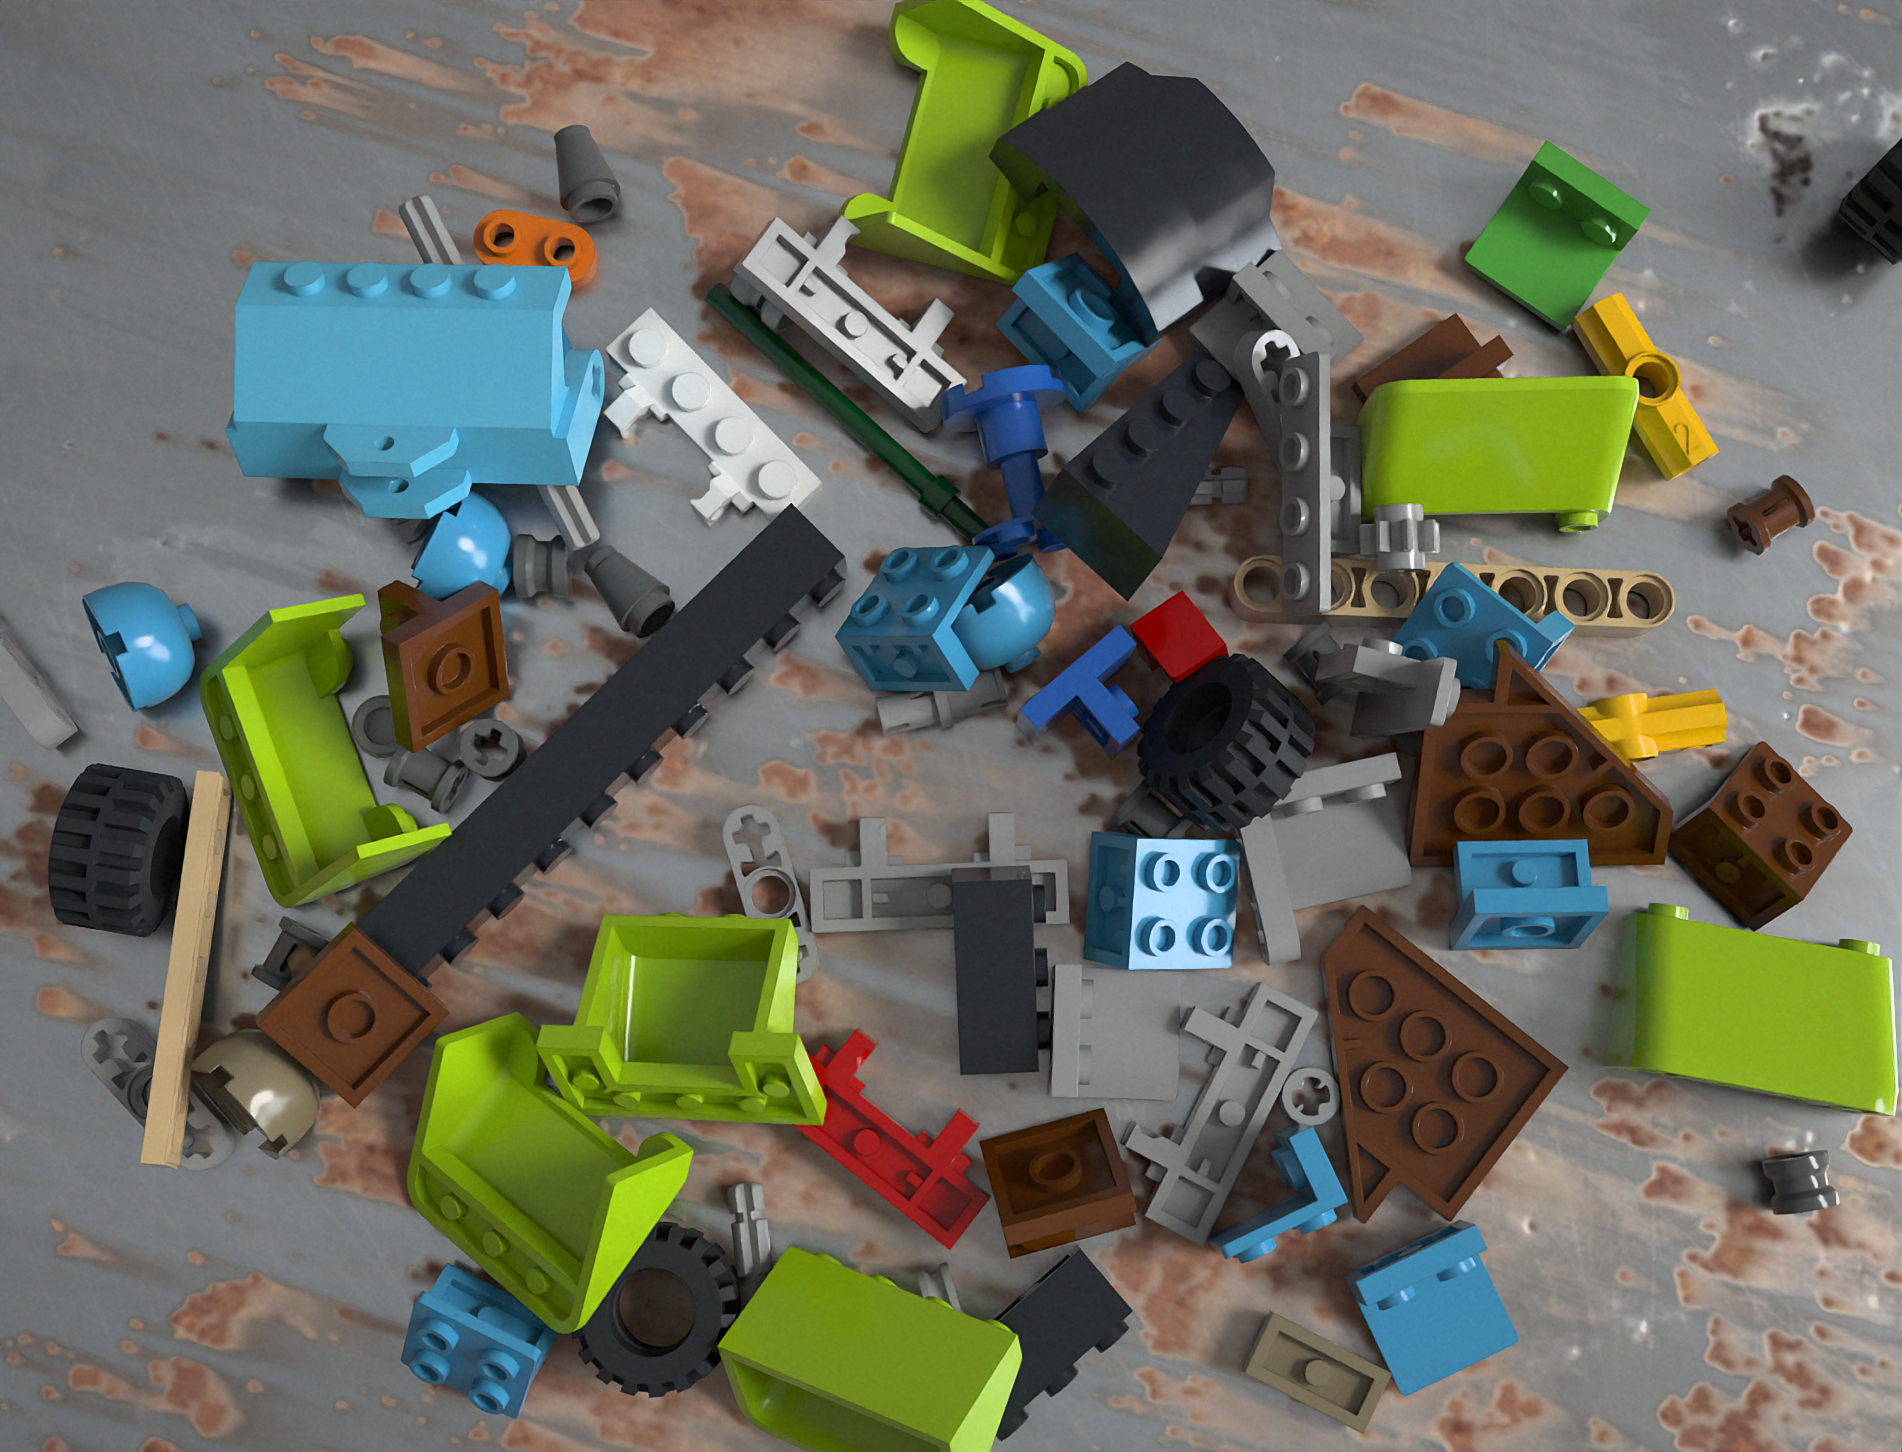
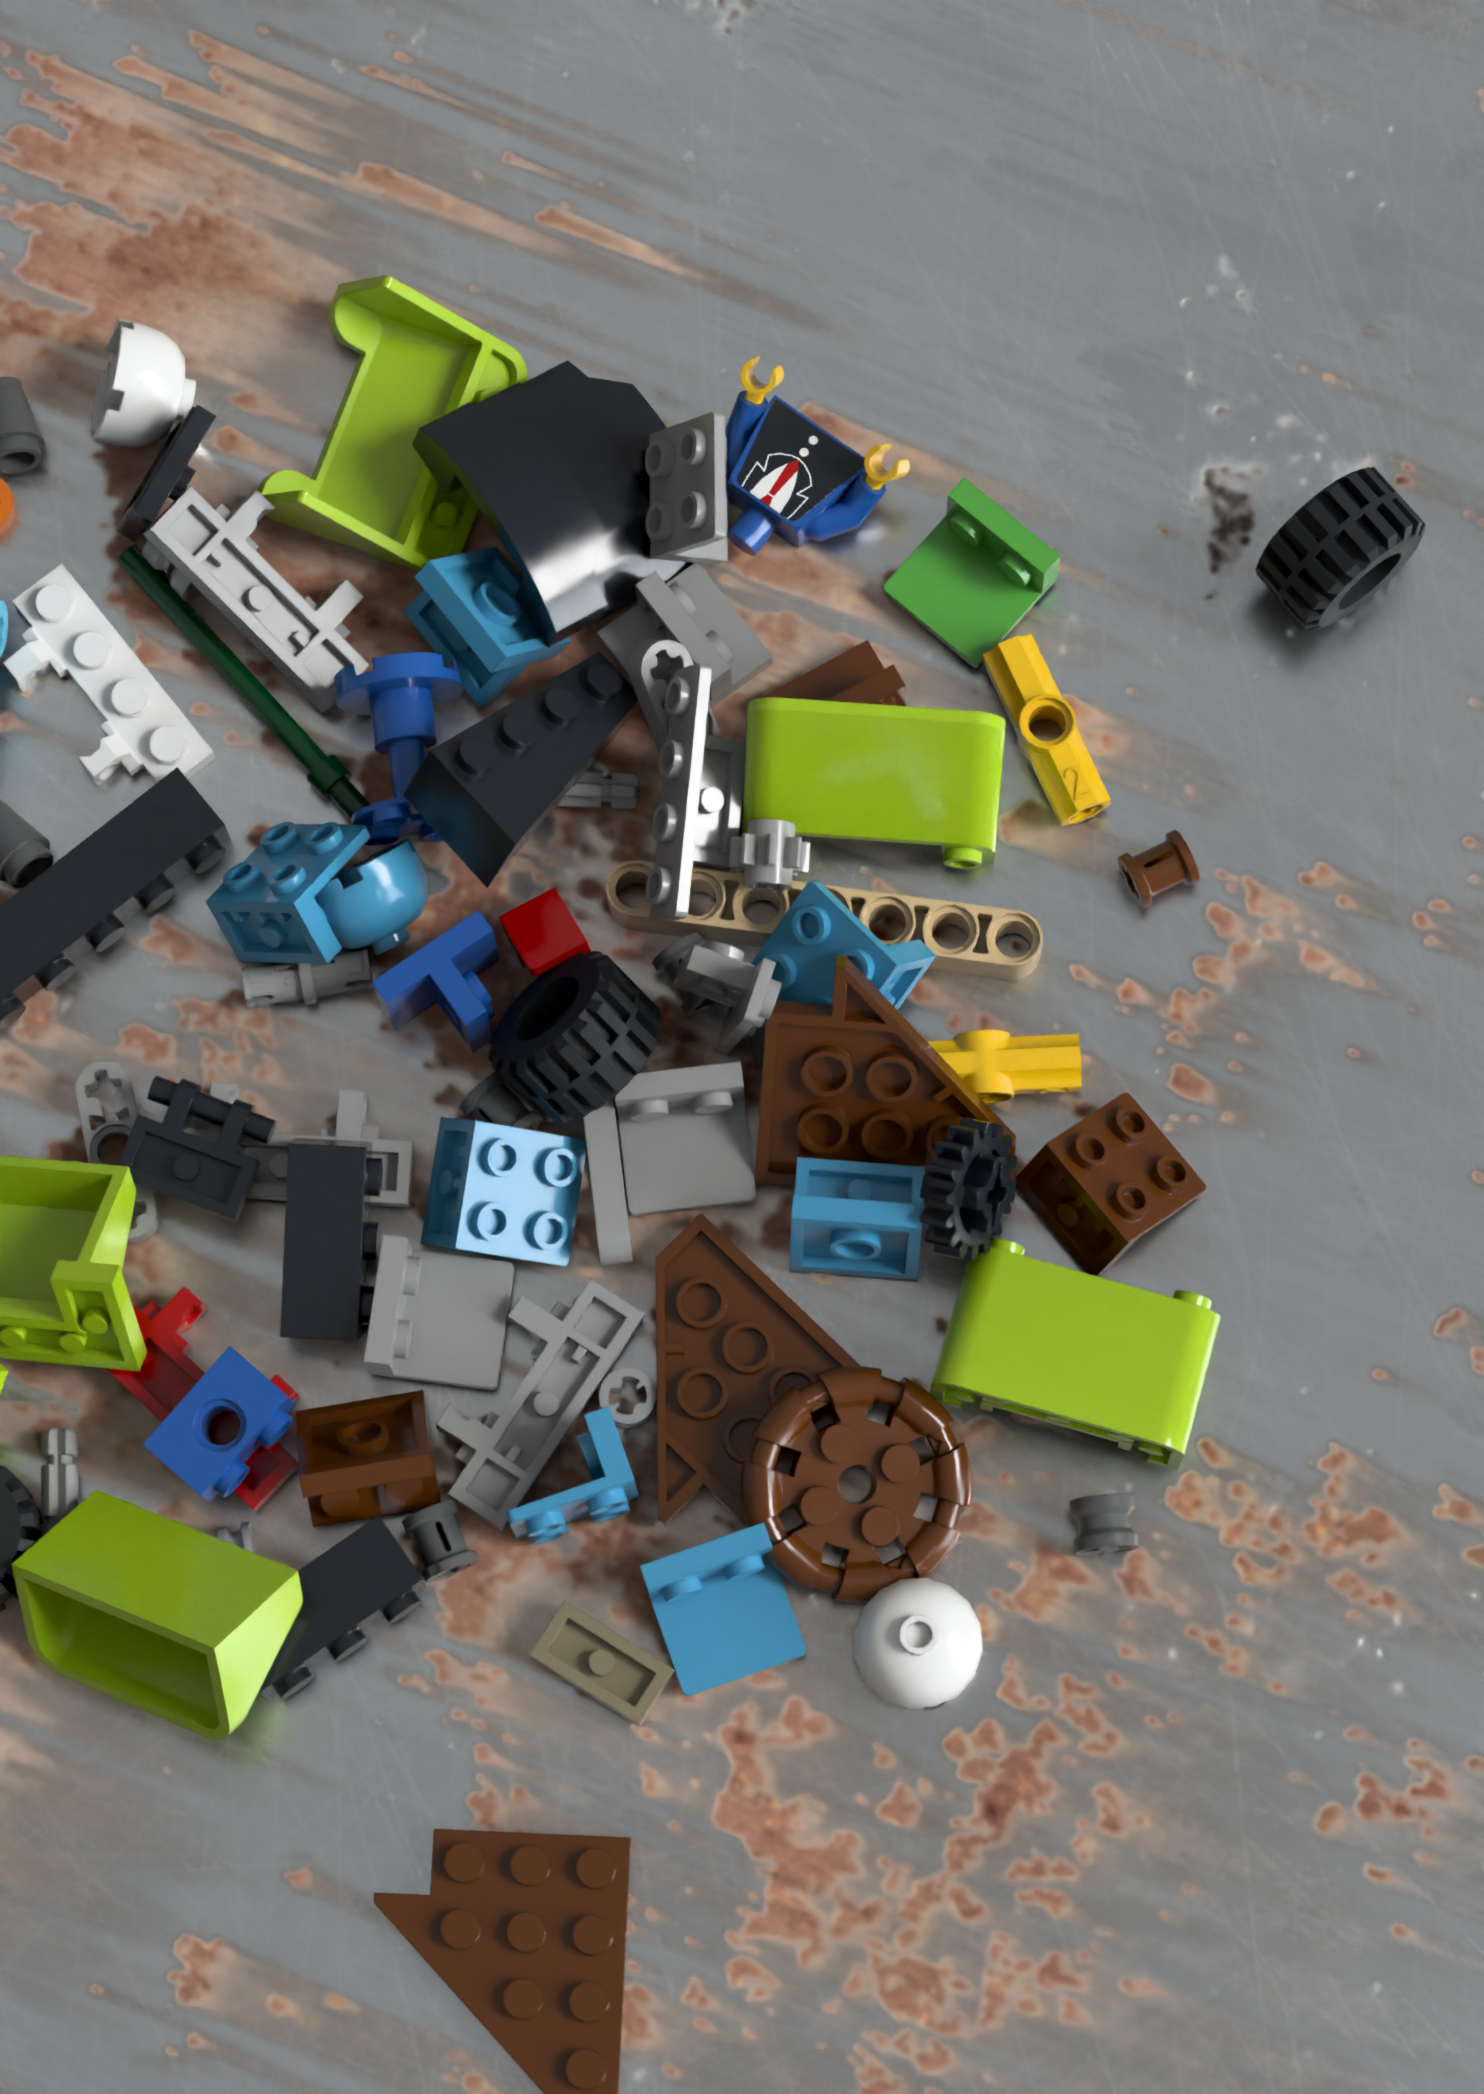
camera: 10 degrees right, 5 degrees down
(709, 123) = (140, 387): none -> white cylinder
(747, 206) = (168, 473): none -> black plate
(846, 908) = (190, 1167): none -> black plate
(879, 1198) = (184, 1436): none -> blue brick
(1141, 1263) = (440, 1541): none -> dark grey bush
(1278, 175) = (688, 491): none -> light grey bracket
(1367, 153) = (793, 472): none -> torso
(1582, 1189) = (894, 1490): none -> reddish brown plate
(1627, 1318) = (917, 1643): none -> white cylinder
(1644, 863) = (968, 1189): none -> black gear

